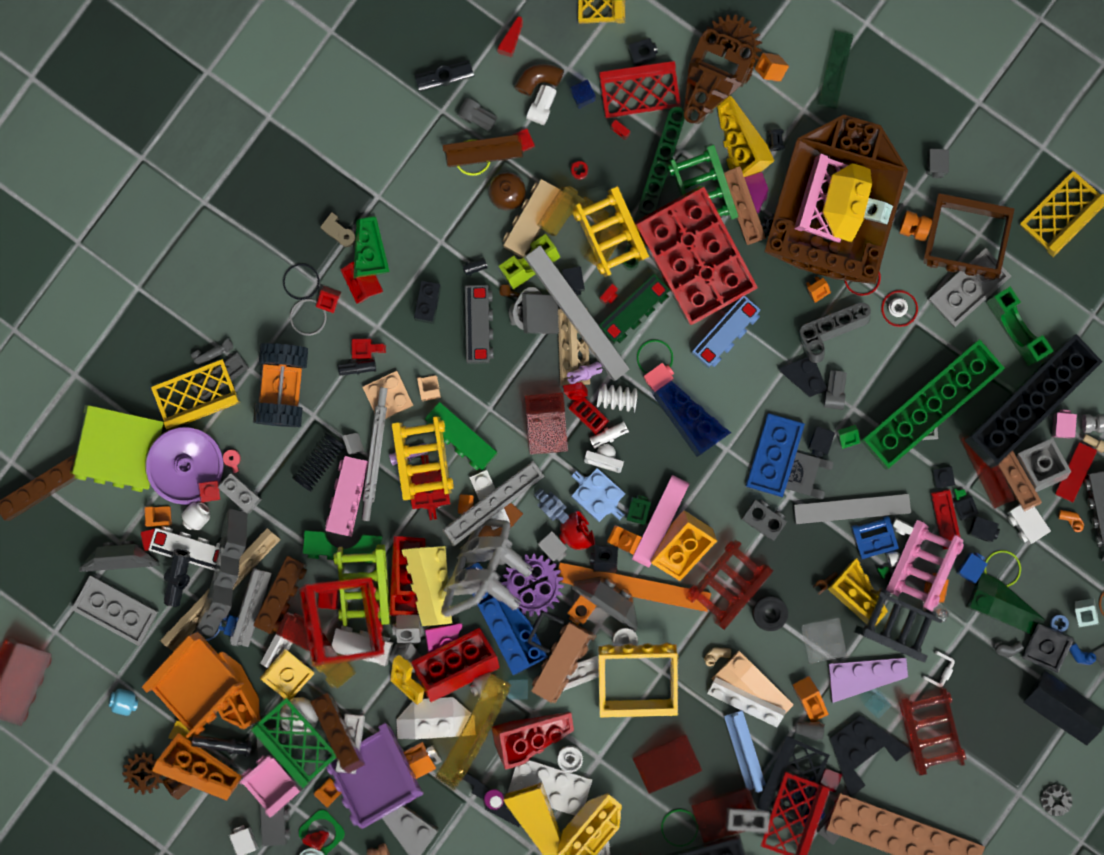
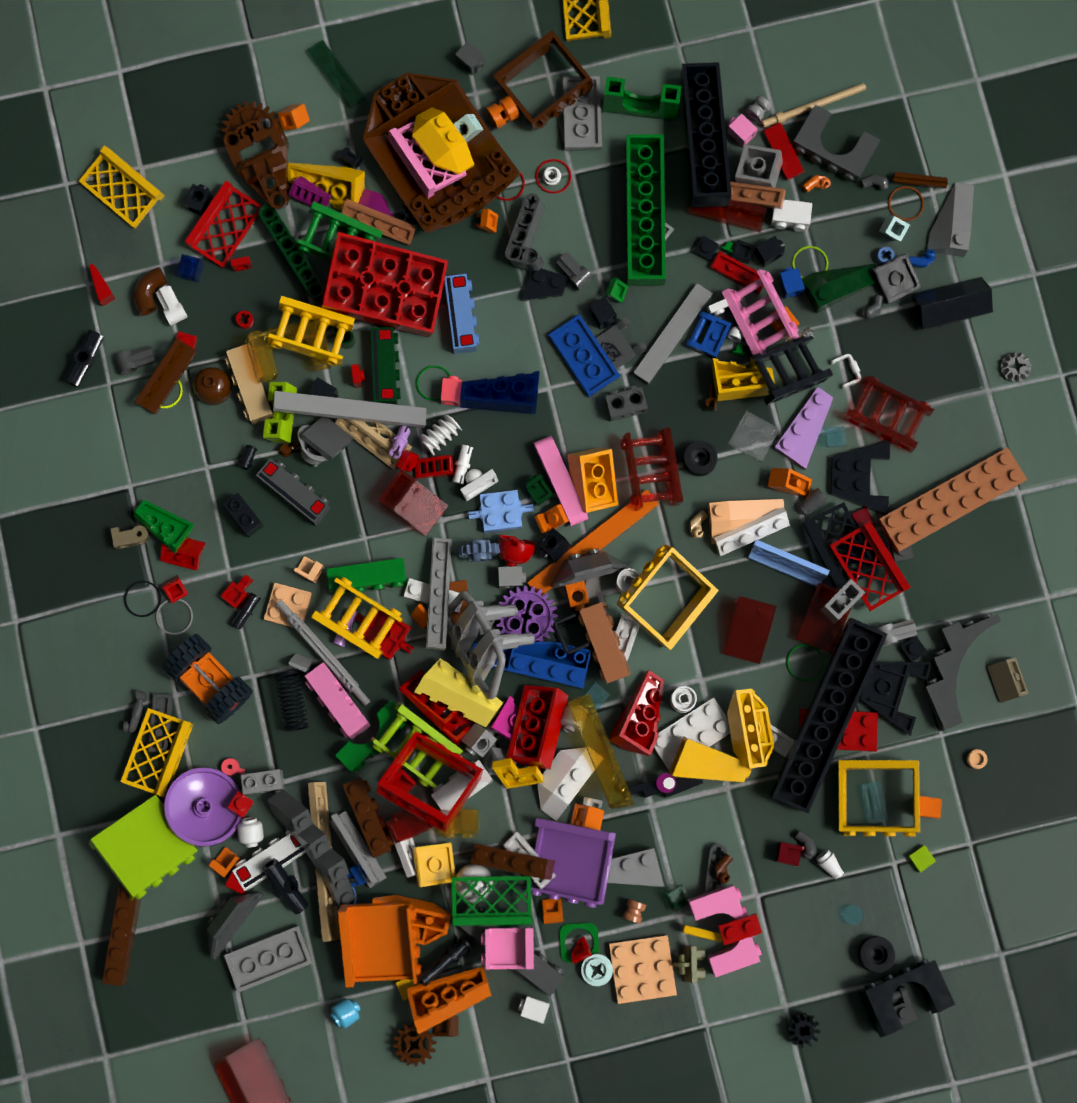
camera: 55 degrees left, 5 degrees down
(722, 122) = (301, 194): none -> magenta slope

